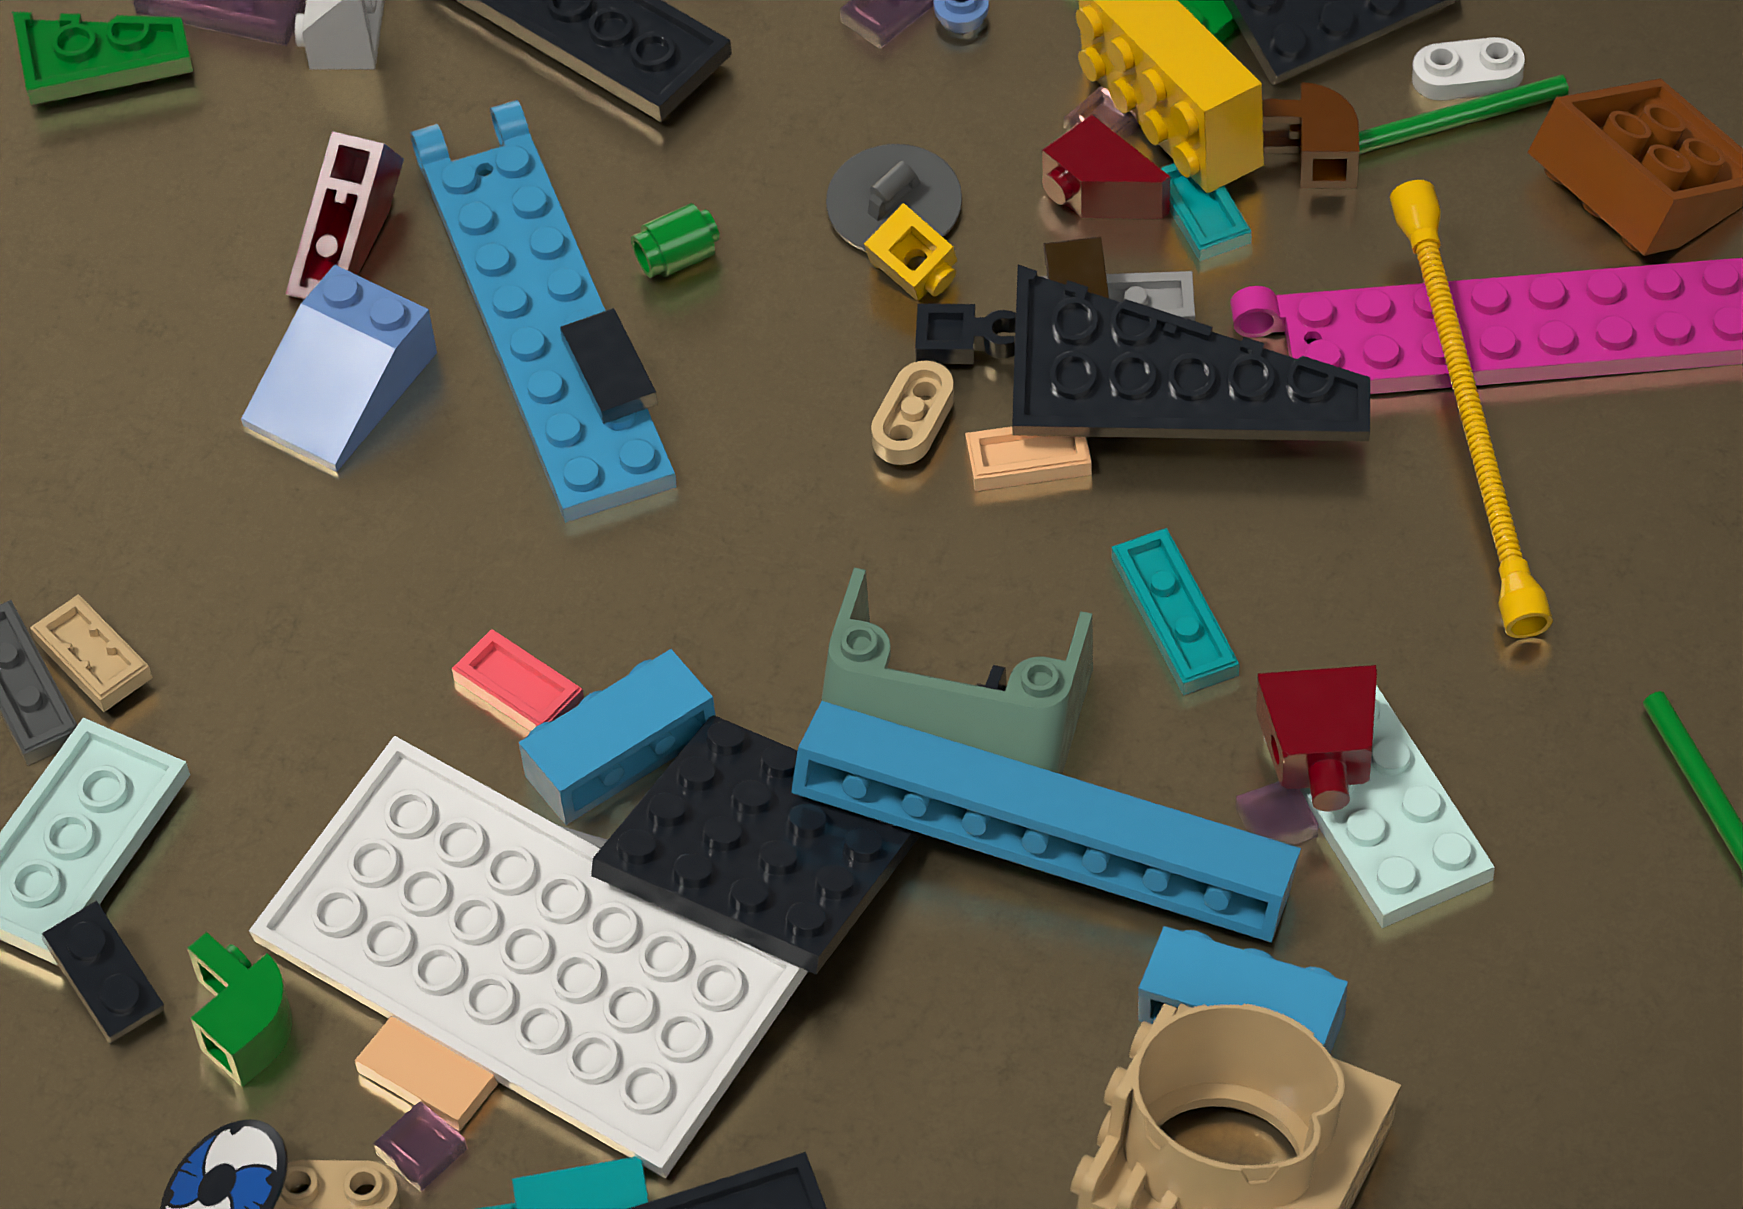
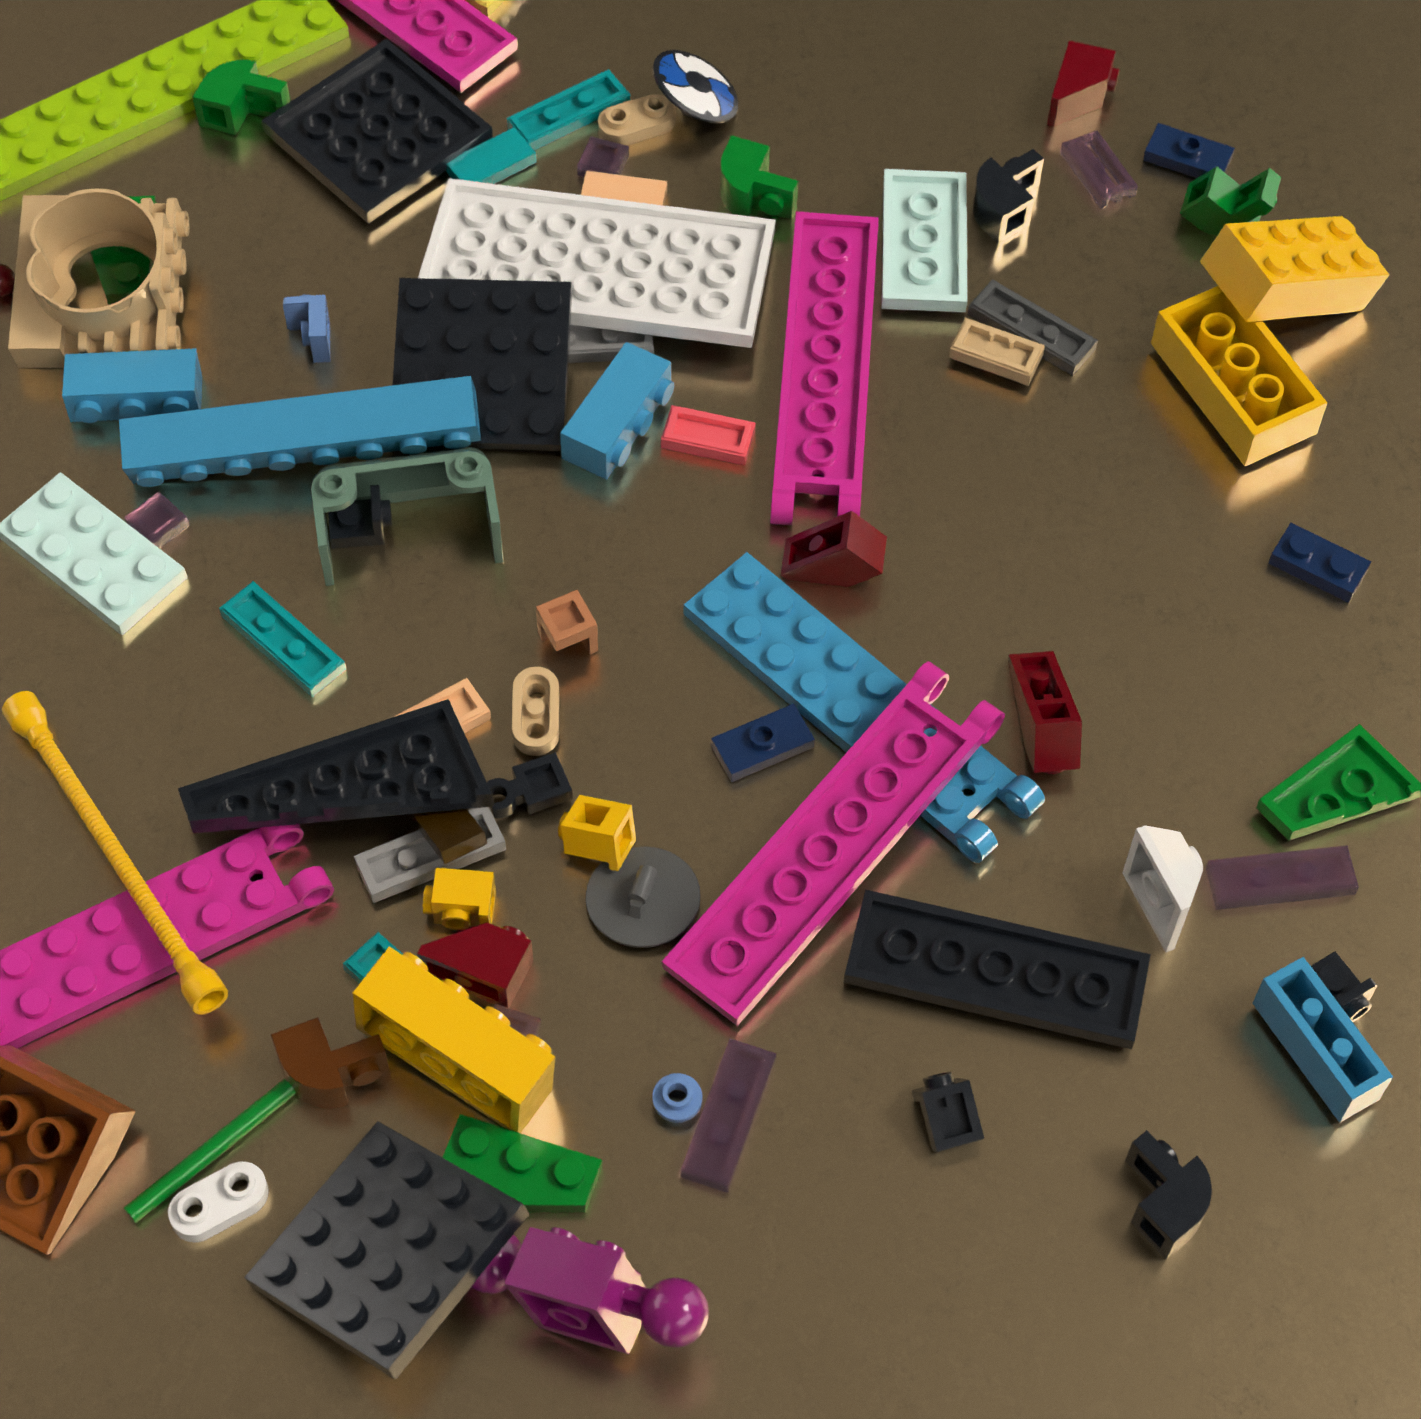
camera: 150 degrees right, 5 degrees up
(102, 971) = (847, 171): black plate -> none
(307, 719) = (826, 362): none -> dark pink hinge
(340, 367) = (968, 600): slope -> none
(464, 463) = (835, 552): none -> dark red slope
(608, 365) = (770, 645): black tile -> none
(659, 151) = (827, 847): none -> dark pink hinge
(674, 303) = (762, 742): none -> dark blue plate
(675, 241) = (786, 781): green brick -> none
(829, 478) = (567, 622): none -> nougat panel
(955, 1004) = (310, 316): none -> medium blue bracket
(1086, 220) = (460, 898): none -> yellow brick
(1319, 729) = (135, 544): dark red torso -> none

